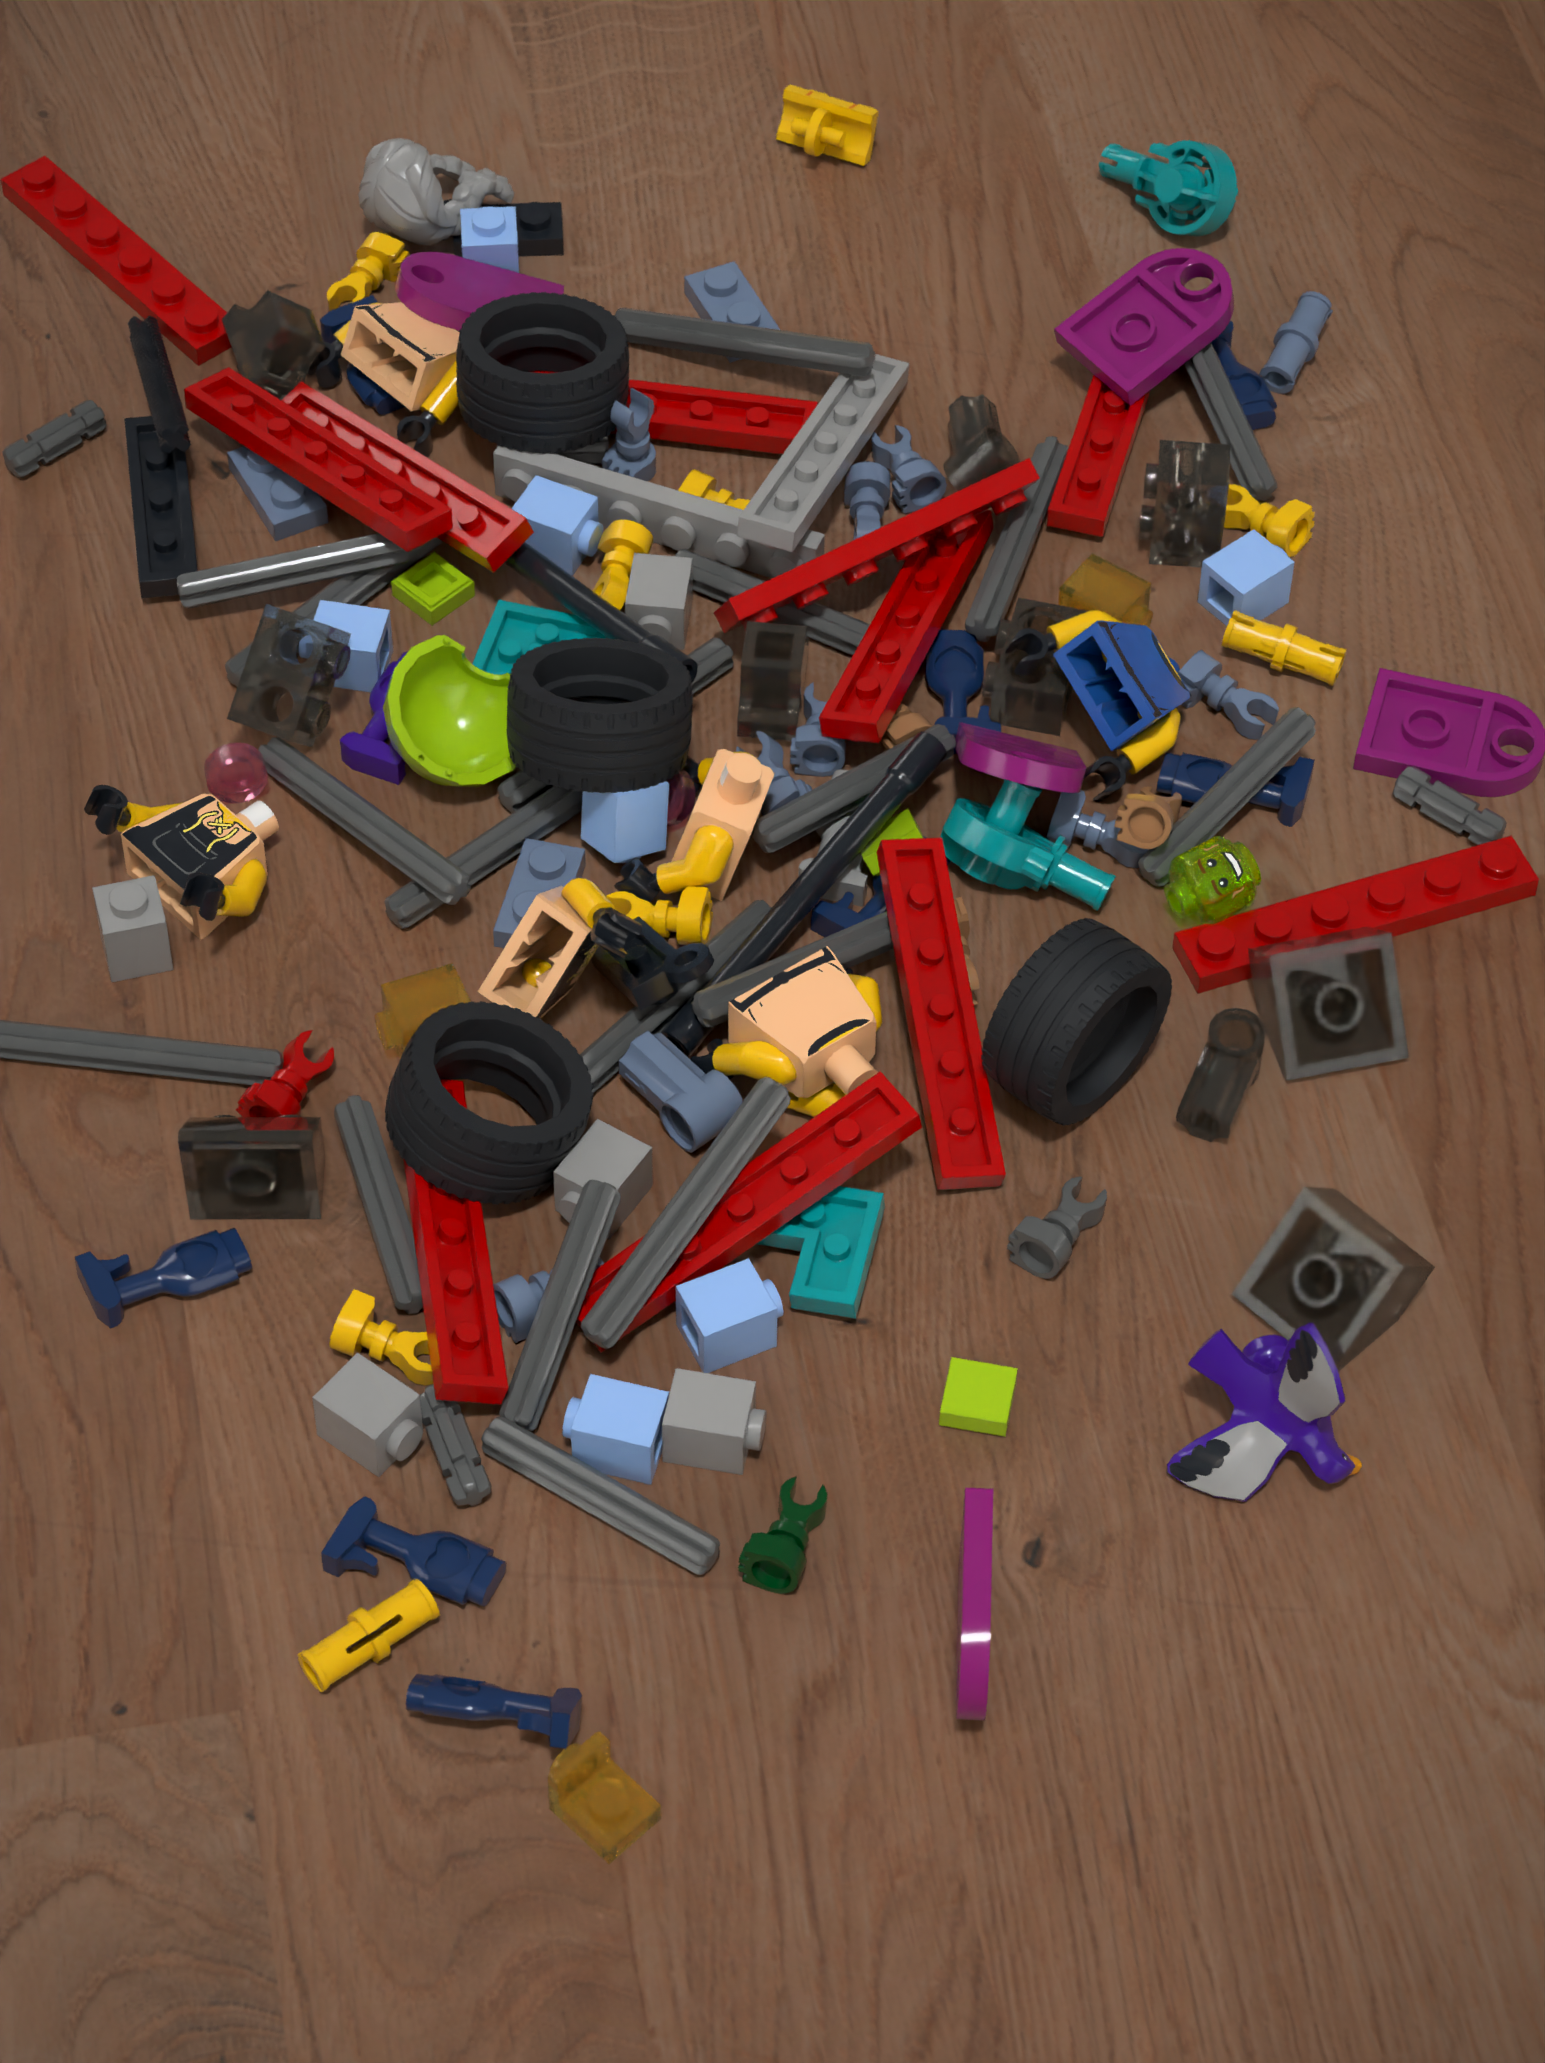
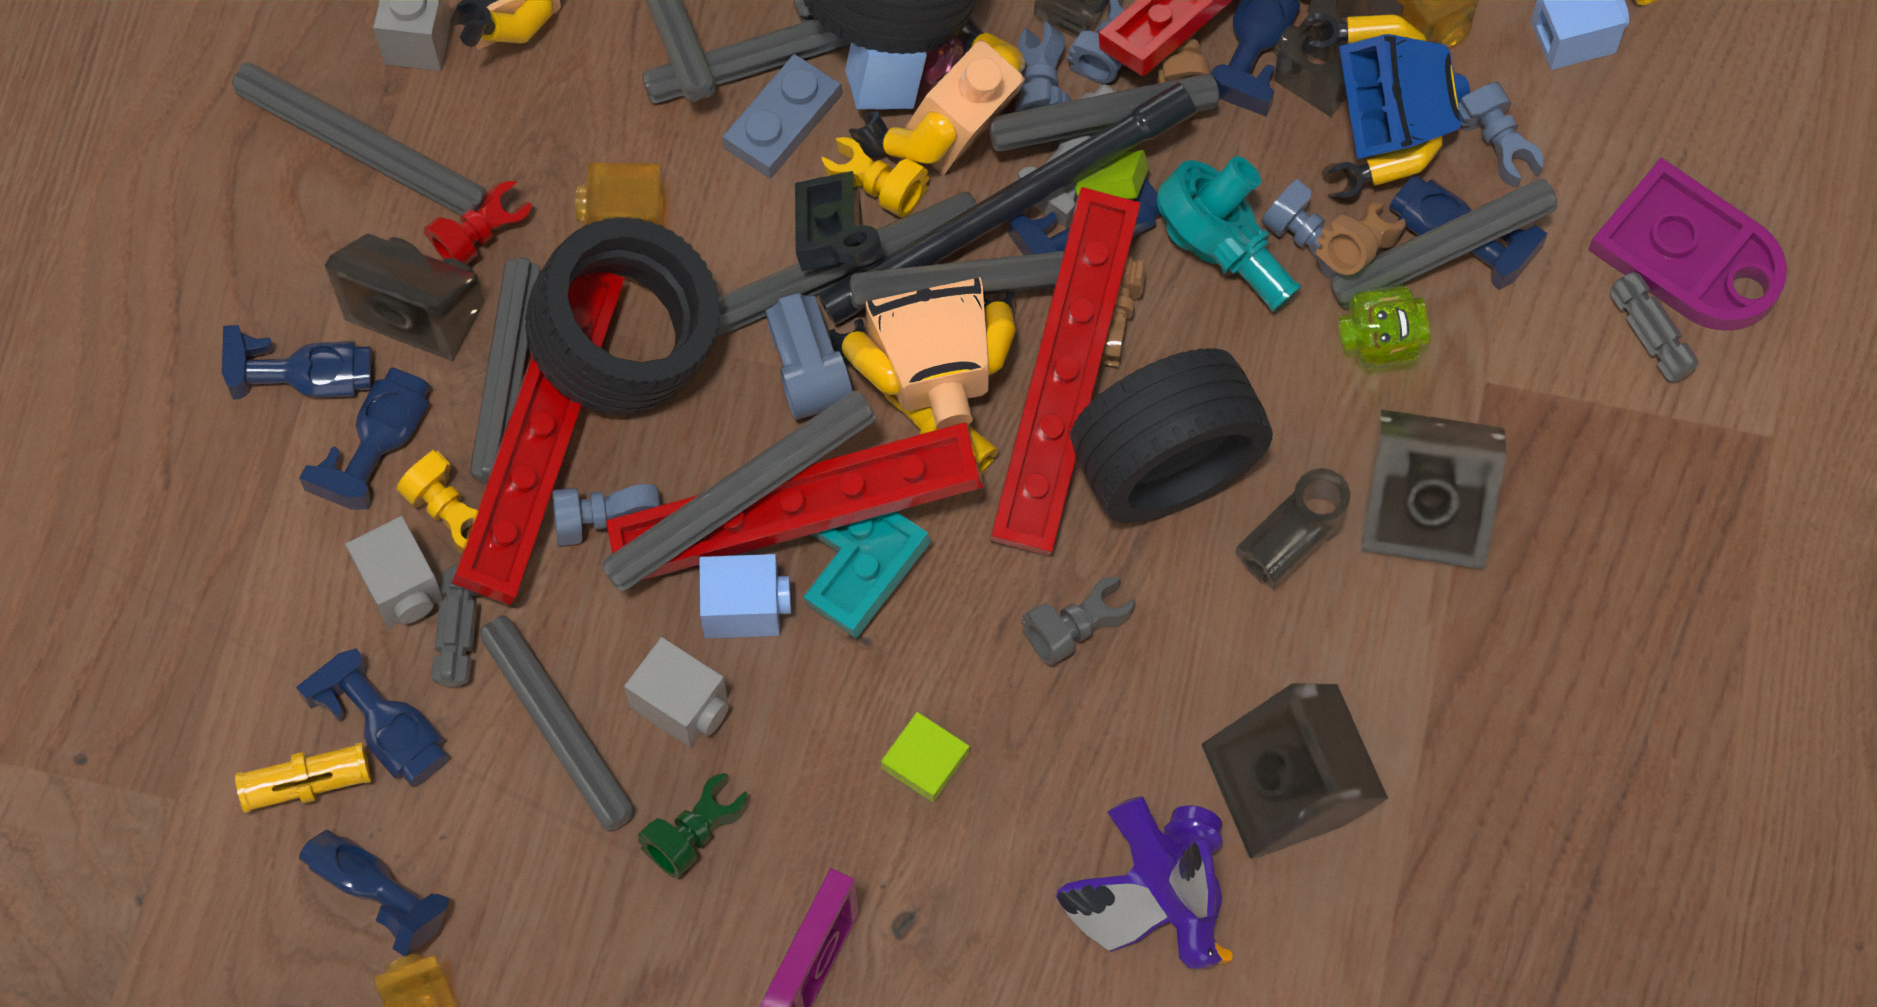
camera: 25 degrees right, 15 degrees up
(282, 1291) = (382, 425): none -> dark blue piece
(555, 946) = (743, 187): light nougat torso -> none
(560, 1304) = (597, 533): dark grey axle -> none
(607, 1157) = (696, 422): light grey brick -> none
(617, 1428) = (593, 667): light blue brick -> none
(1020, 759) = (1259, 143): magenta tile -> none
(1283, 647) = (1580, 103): yellow pin -> none
(1387, 901) = (1519, 402): red plate -> none

